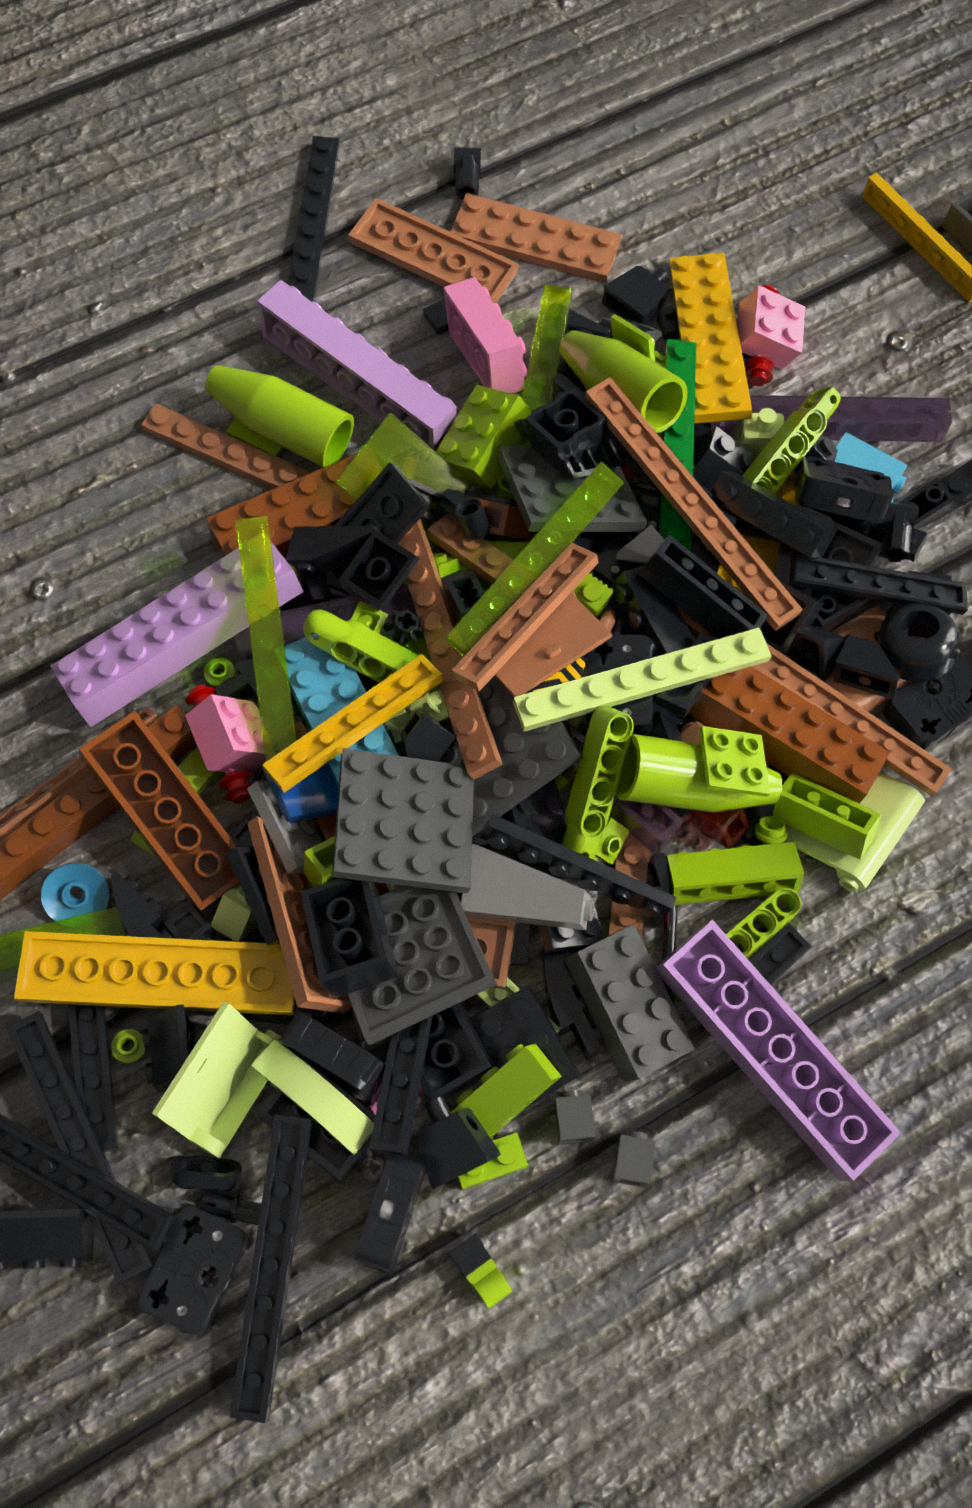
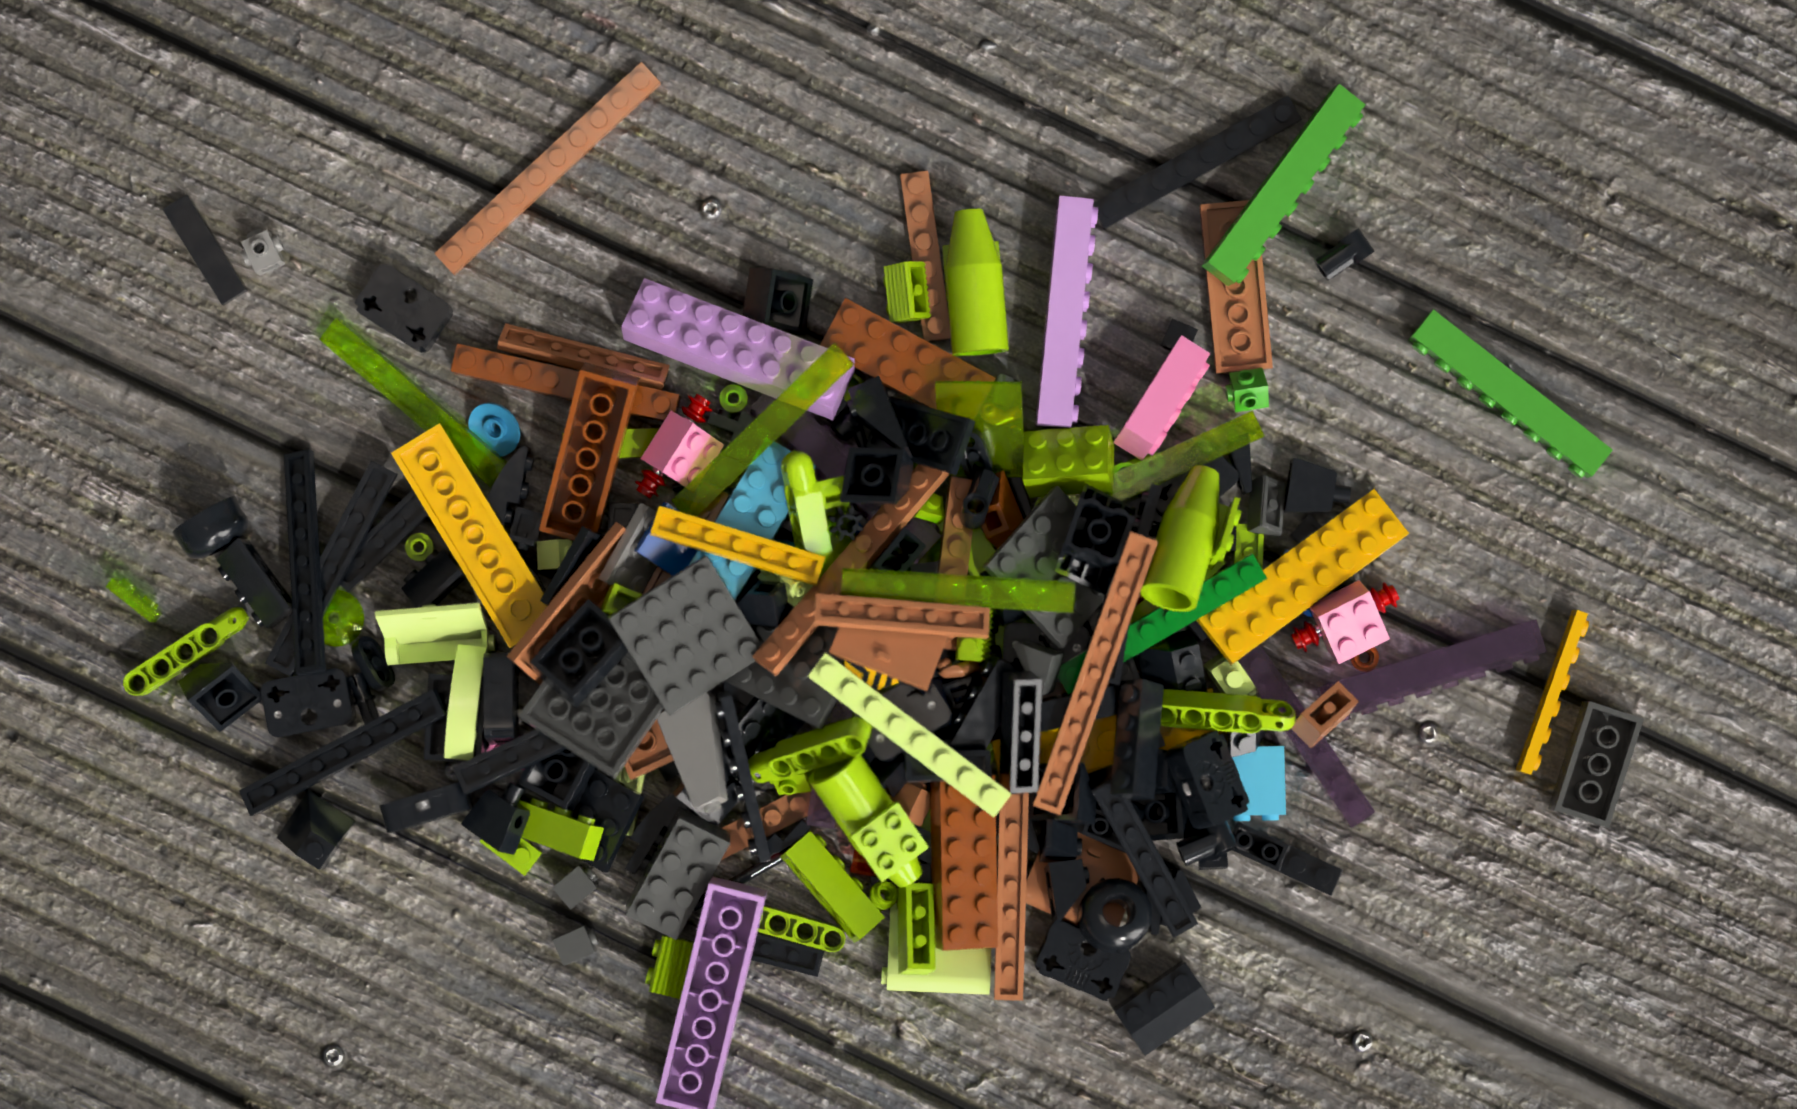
camera: 55 degrees right, 20 degrees up
(31, 1387) = (221, 624): none -> lime piece
(112, 1360) = (220, 692): none -> black slope
(148, 1169) = (350, 620): none -> clear neon green dish
(154, 573) = (778, 299): none -> black slope
(239, 473) = (906, 292): none -> lime brick
(330, 1360) = (315, 830): none -> black slope
(381, 171) = (1283, 186): none -> bright green brick
(480, 1271) = (434, 889): leg -> none
(523, 288) = (1248, 390): none -> bright green brick
(537, 237) = (1317, 359): nougat plate -> none
(660, 131) = (1510, 394): none -> bright green brick
(716, 1078) = (670, 966): none -> lime brick
(810, 343) = (1370, 664): none -> dark orange plate
(844, 371) = (1324, 714): none -> nougat brick
(848, 302) = (1443, 667): none -> clear purple brick

